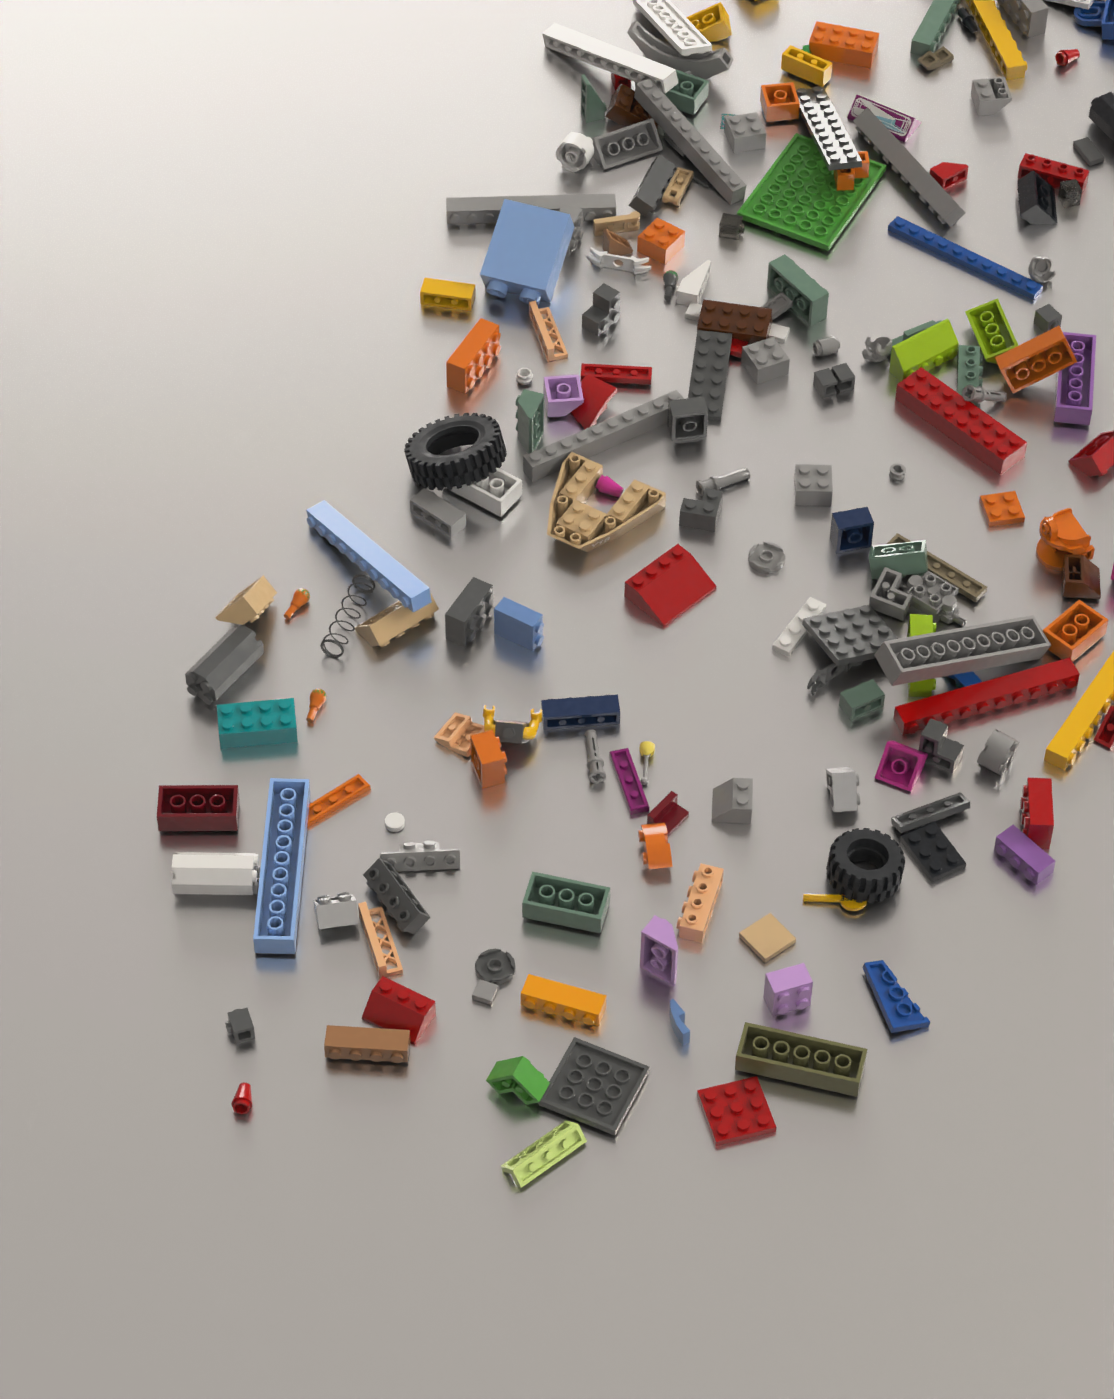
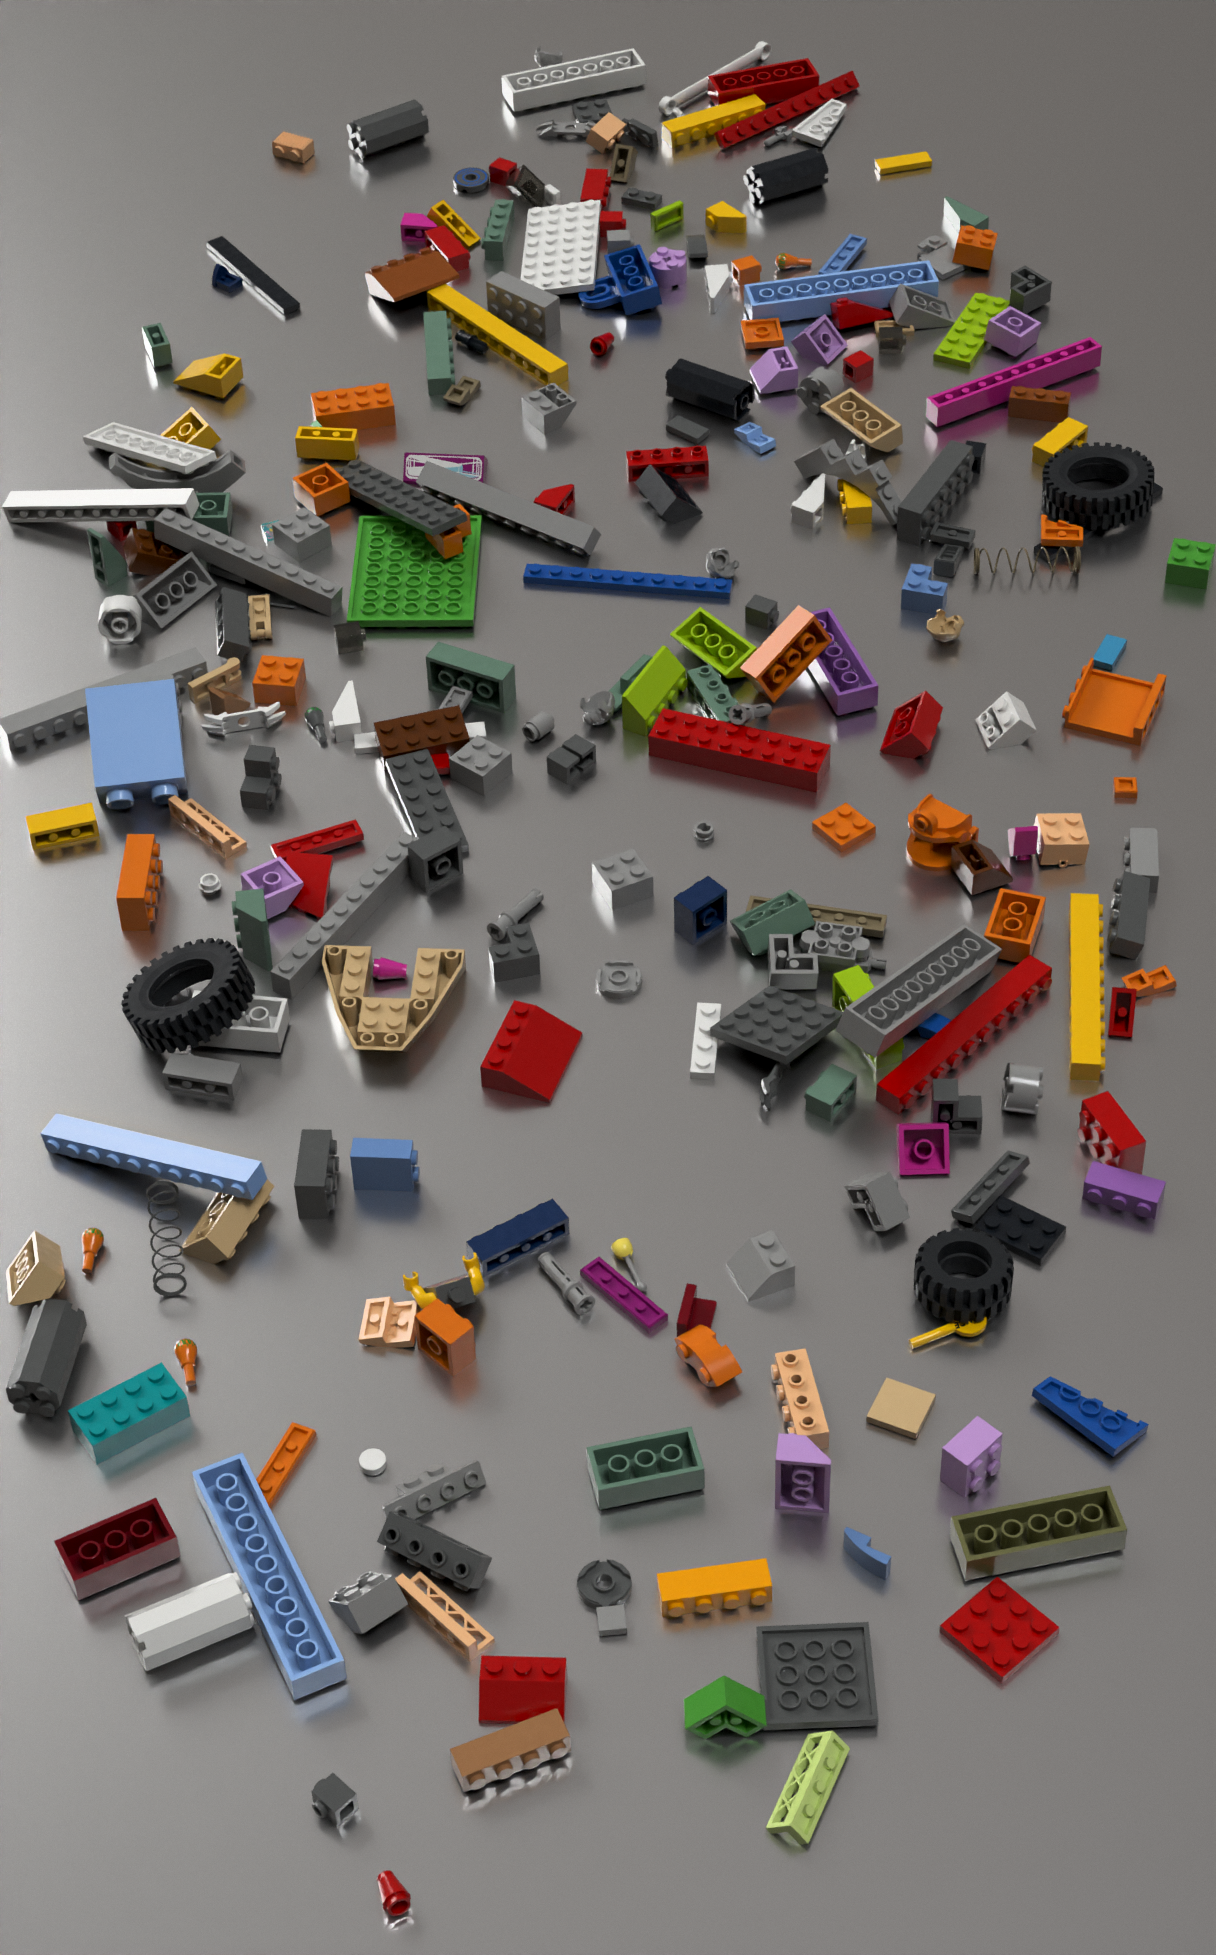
camera: 25 degrees left, 5 degrees down
(1069, 193) = (698, 476): clear smoke brick -> none

